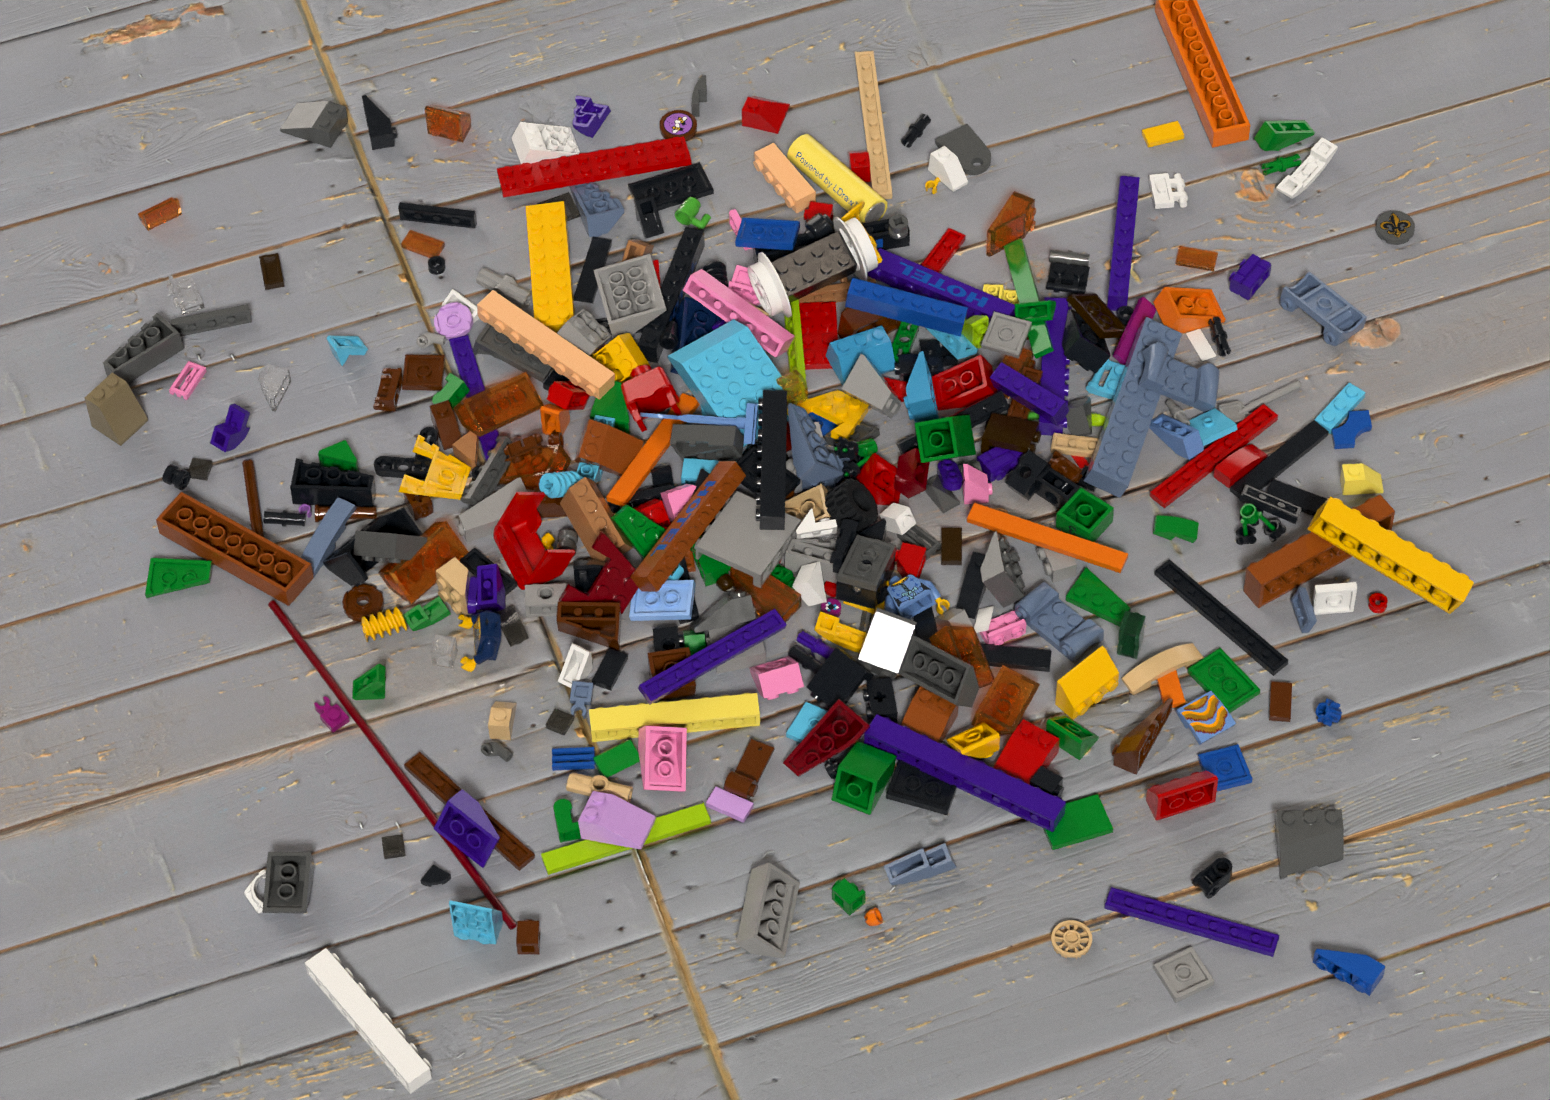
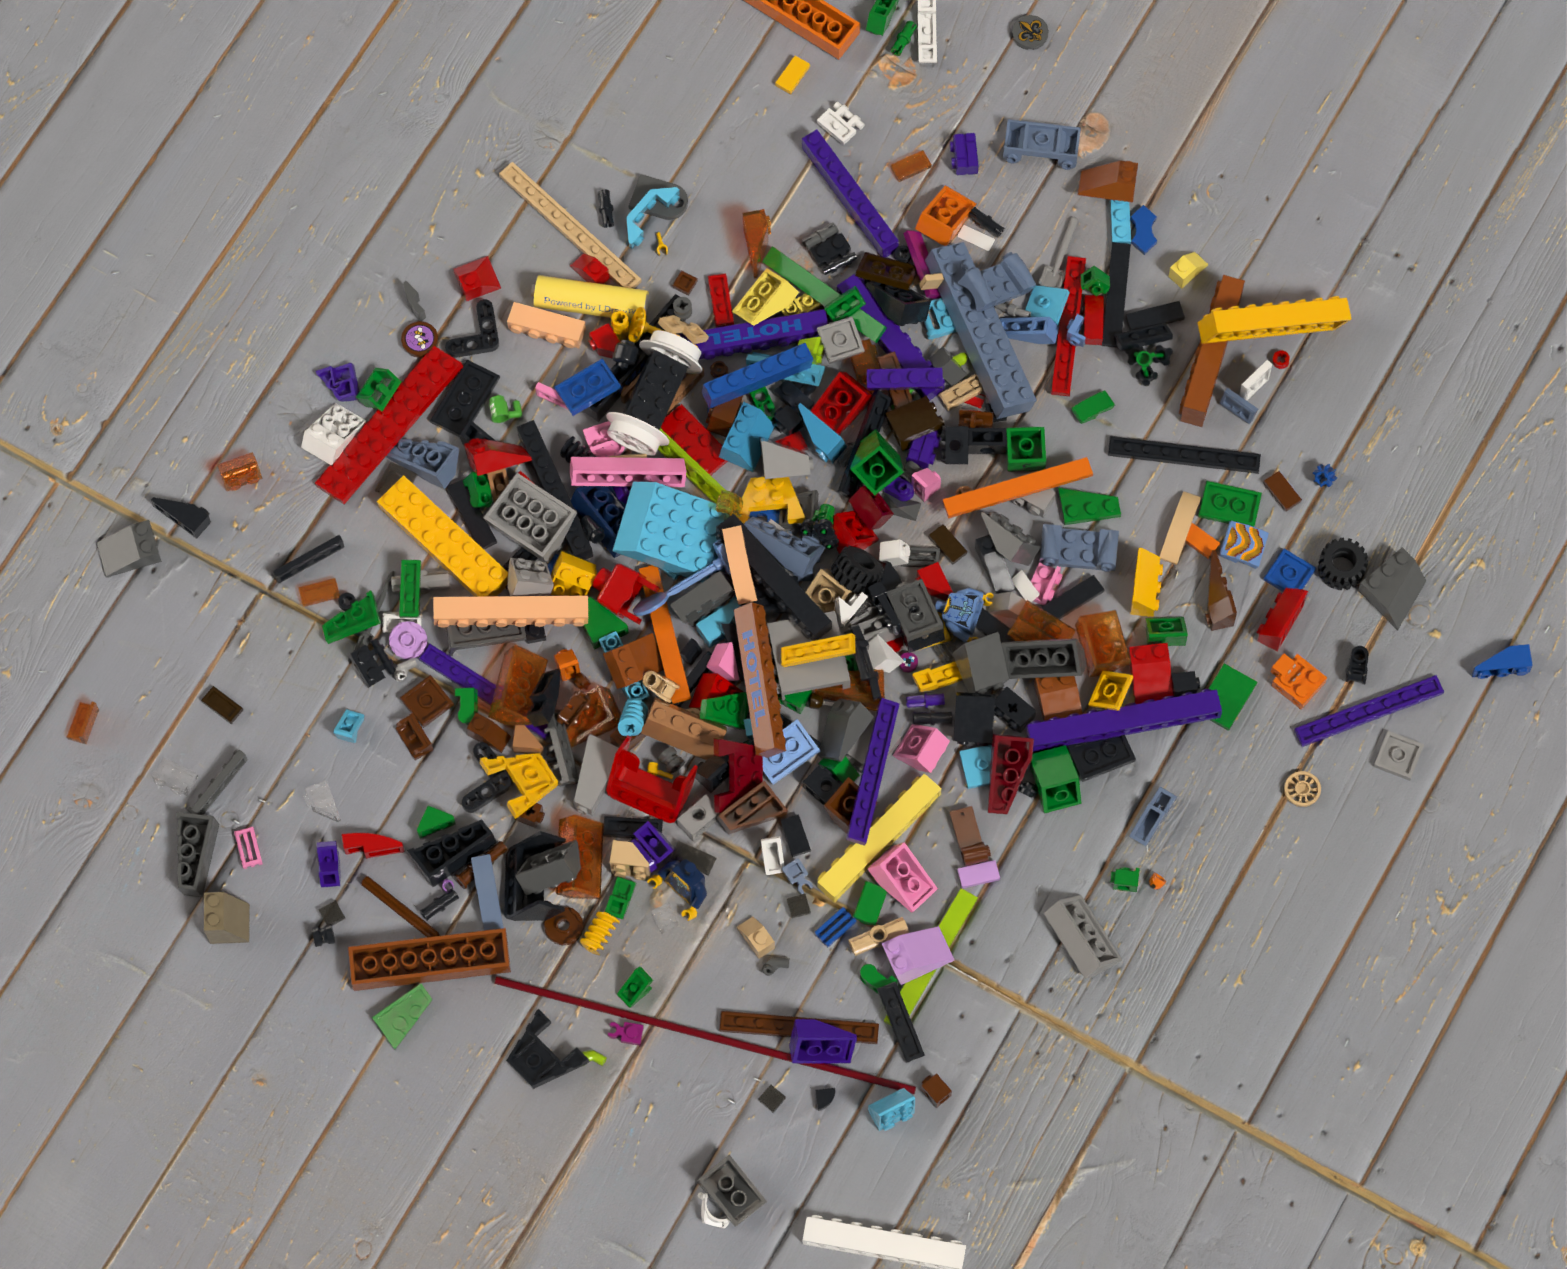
camera: 40 degrees left, 15 degrees up
(239, 679) = (536, 1061): none -> black wing
(276, 439) = (371, 844): none -> red slope
(286, 709) = (595, 1056): none -> lime arm
(403, 316) = (367, 665): none -> black plate
(424, 296) = (366, 636): none -> dark grey piece
(434, 279) = (354, 620): none -> green wing
(488, 281) = (410, 589): none -> green plate
(508, 425) = (544, 698): none -> black slope
(551, 863) = (900, 1022): none -> black tile
(567, 395) = (561, 639): red brick -> none
(607, 477) = (660, 685): none -> tan piece
(609, 135) = (378, 389): none -> green window
(613, 252) = (479, 490): none -> green leg
(645, 231) = (489, 455): none -> red slope
(725, 156) = (481, 339): none -> black beam
(752, 427) = (739, 565): none -> light nougat slope
(752, 530) = (818, 650): none -> yellow tile
(781, 586) = (864, 662): none -> black bar
(839, 206) = (620, 325): none -> yellow axle
(889, 250) = (692, 331): none -> tan tile
(926, 222) = (685, 283): none -> reddish brown tile
(947, 168) = (663, 225): white slope -> none
(971, 149) = (665, 195): none -> medium azure slope
(978, 268) = (765, 298): none -> light yellow slope
(1124, 342) = (931, 281): none -> tan tile
(1131, 634) = (1142, 519): clear green brick -> none
(1149, 850) = (1297, 679): none -> orange piece
(1213, 457) = (1073, 331): none -> medium blue bracket
(1268, 435) = (1098, 283): none -> green brick
(1277, 775) = (1339, 577): none -> black tyre
(1356, 374) = (1110, 181): none -> dark orange slope

